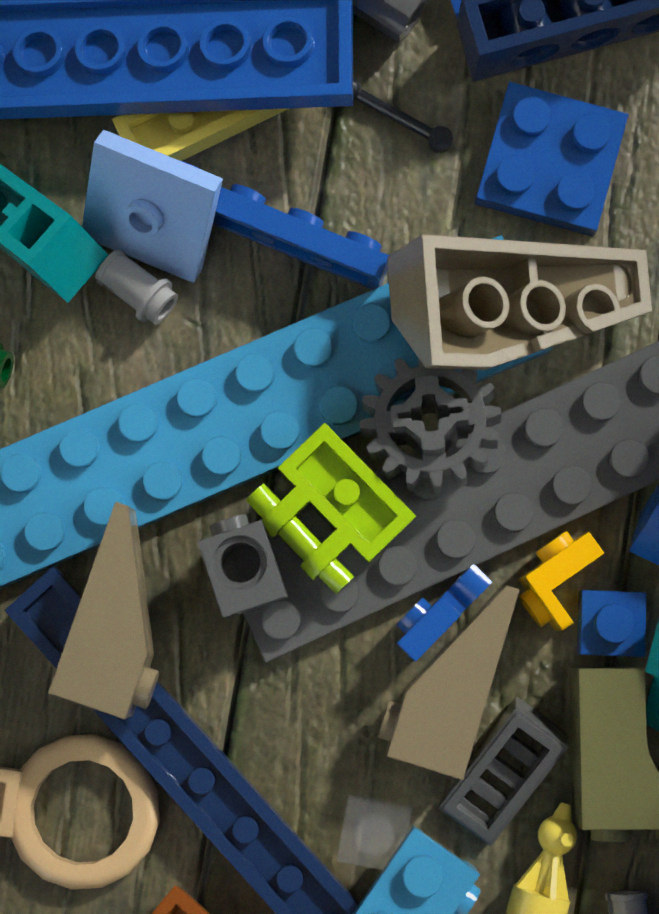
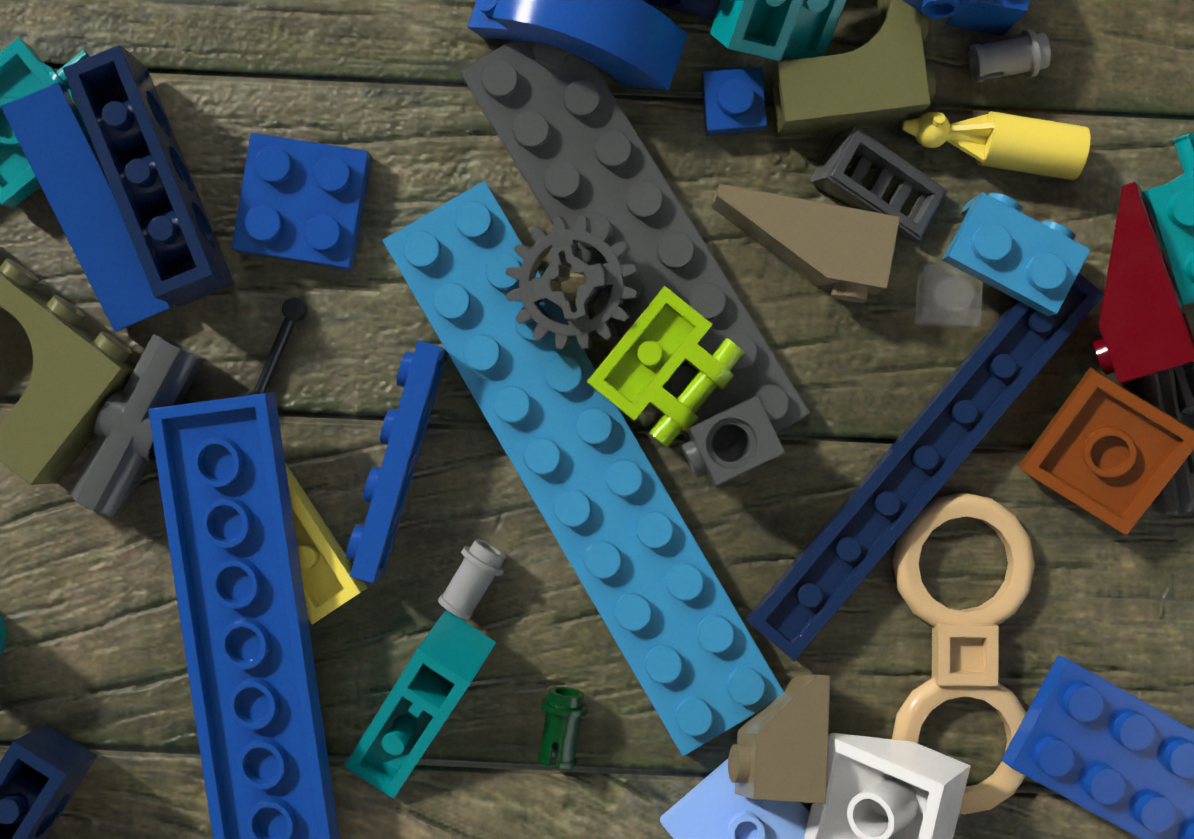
camera: 100 degrees left, 5 degrees up
(111, 633) = (813, 555): dark tan slope -> none
(150, 205) = (394, 575): light blue plate -> none
(427, 622) = (756, 265): blue plate -> none
(505, 299) = (452, 231): dark tan wedge -> none
(560, 561) = (686, 152): yellow bracket -> none

